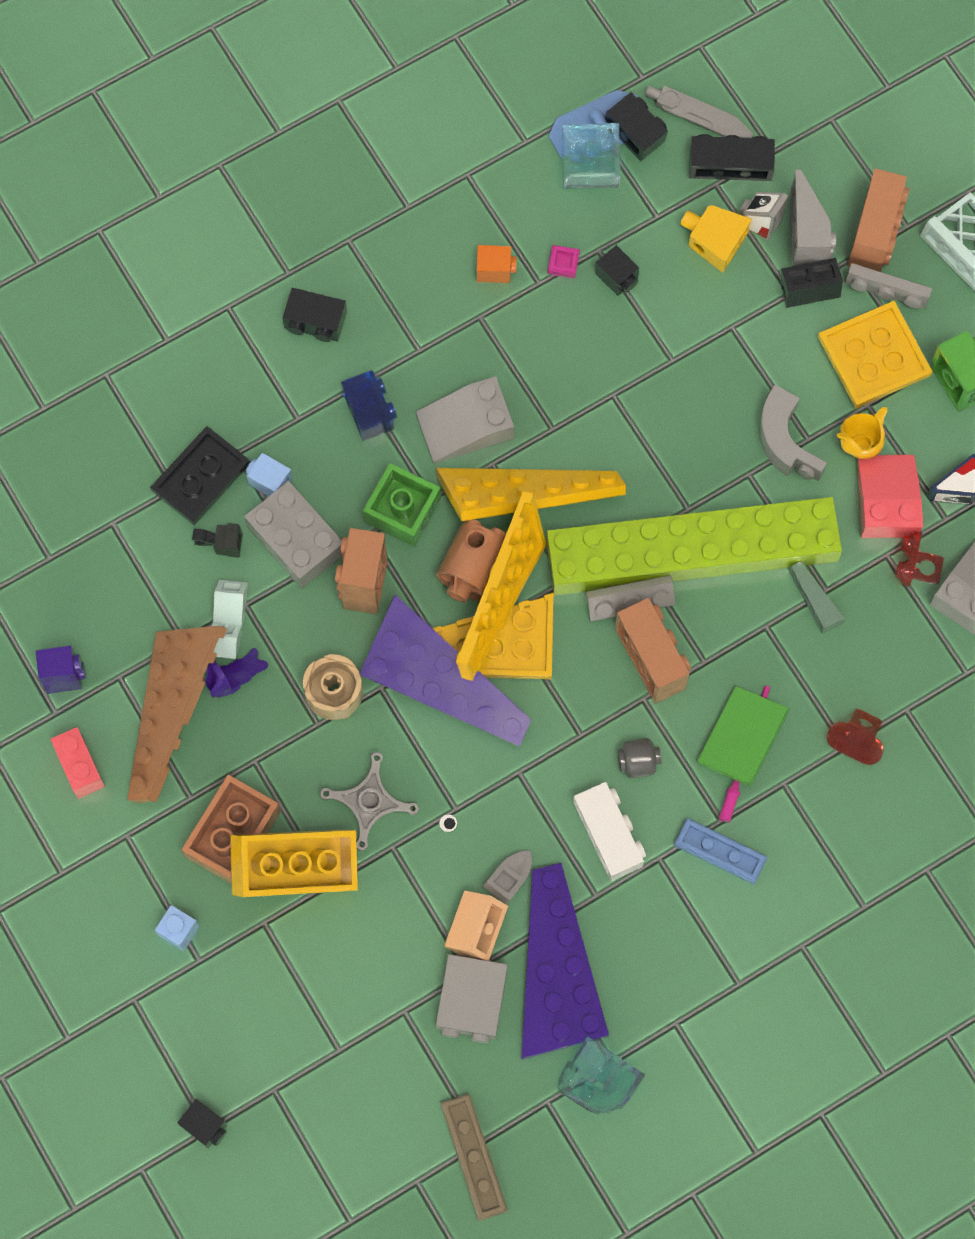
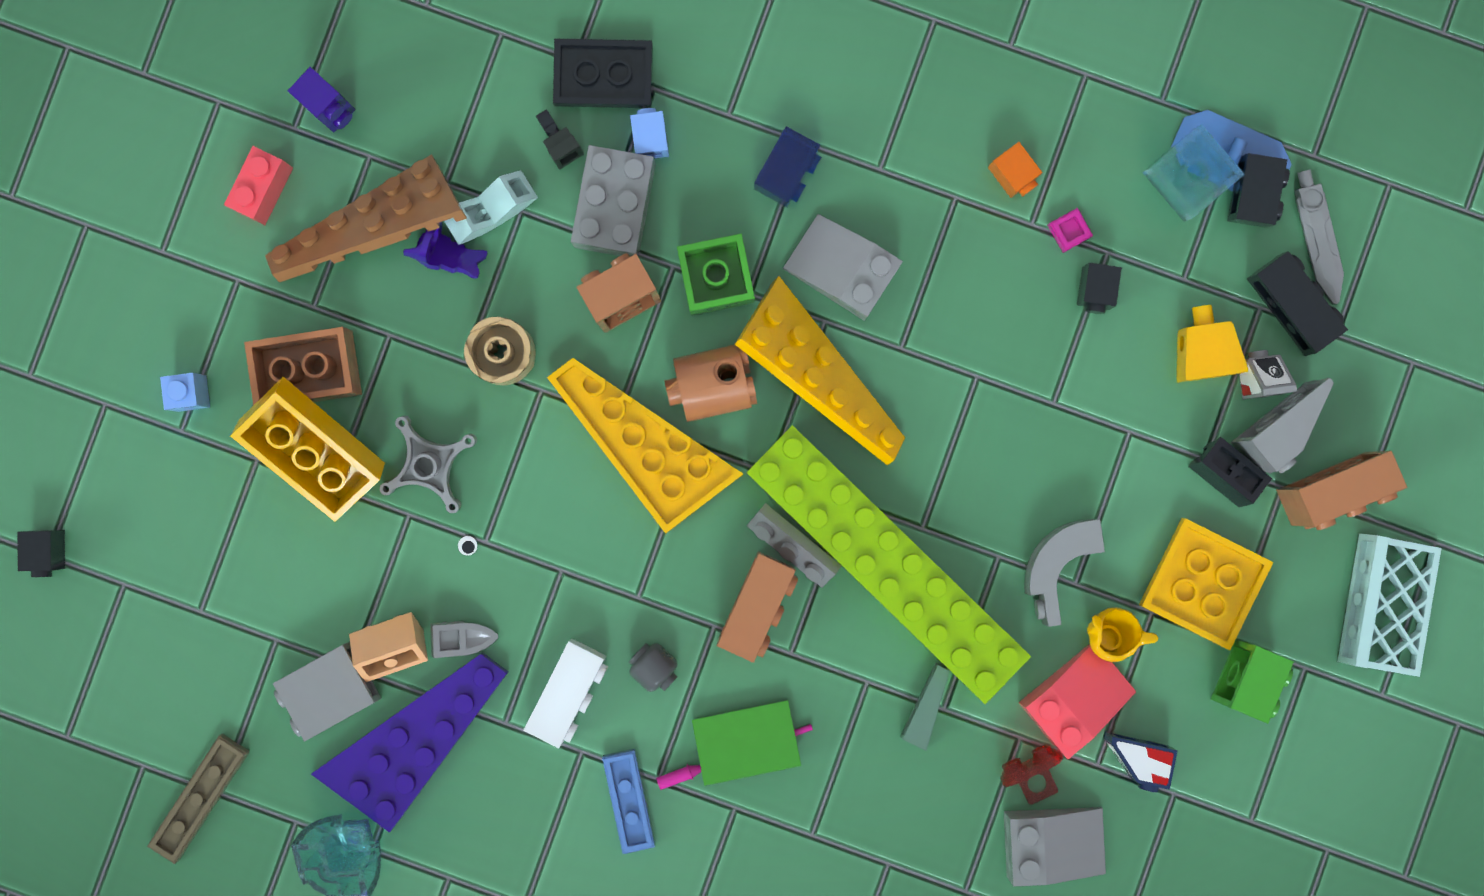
camera: 50 degrees right, 15 degrees up
(314, 315) = (834, 49): black brick -> none
(424, 667) = (583, 426): dark purple wing -> none
(507, 577) = (714, 426): yellow wing -> none
(856, 739) = (822, 845): clear red bracket -> none
(888, 286) = (1283, 546): light grey plate -> none

